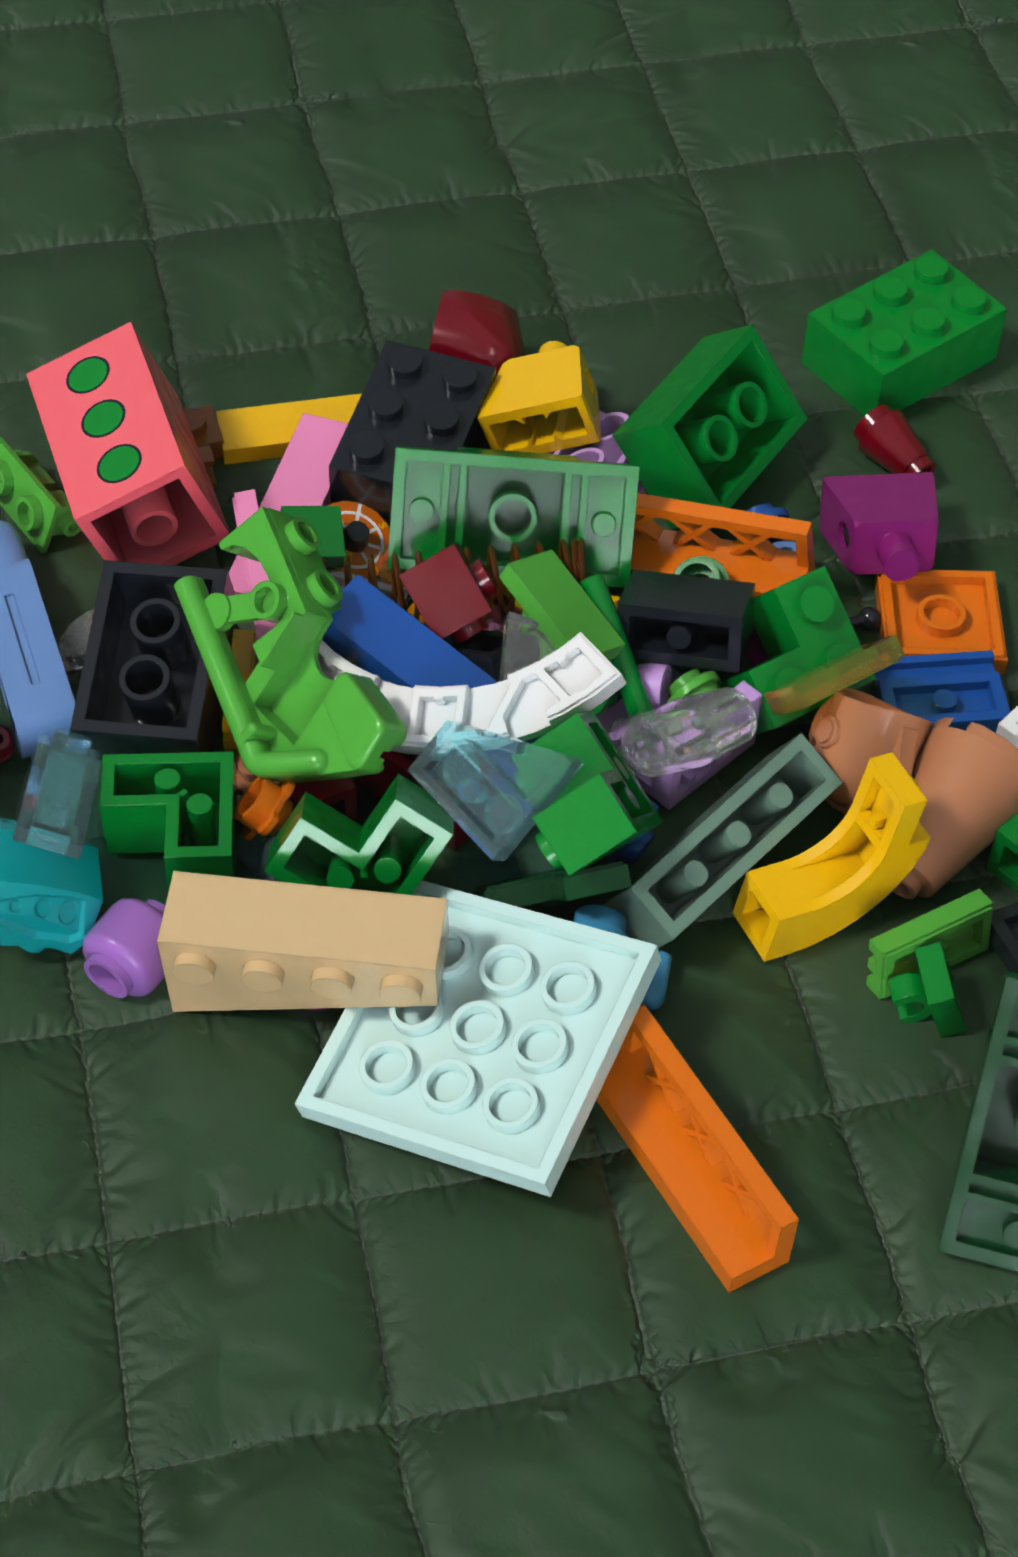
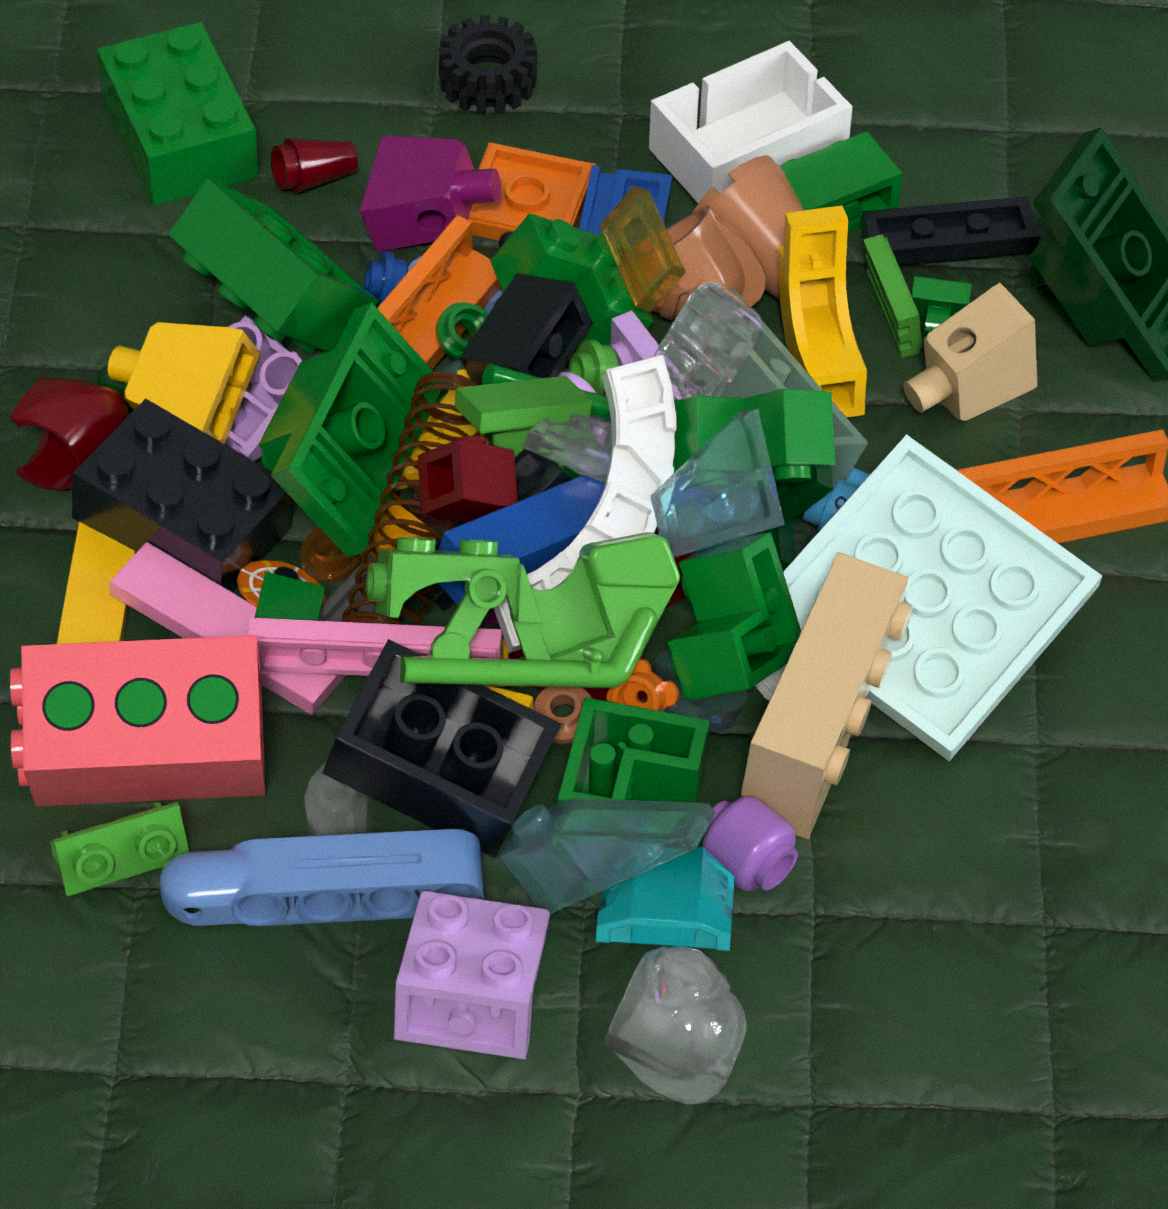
camera: 75 degrees left, 0 degrees up
(855, 1031) = (978, 357): none -> tan torso

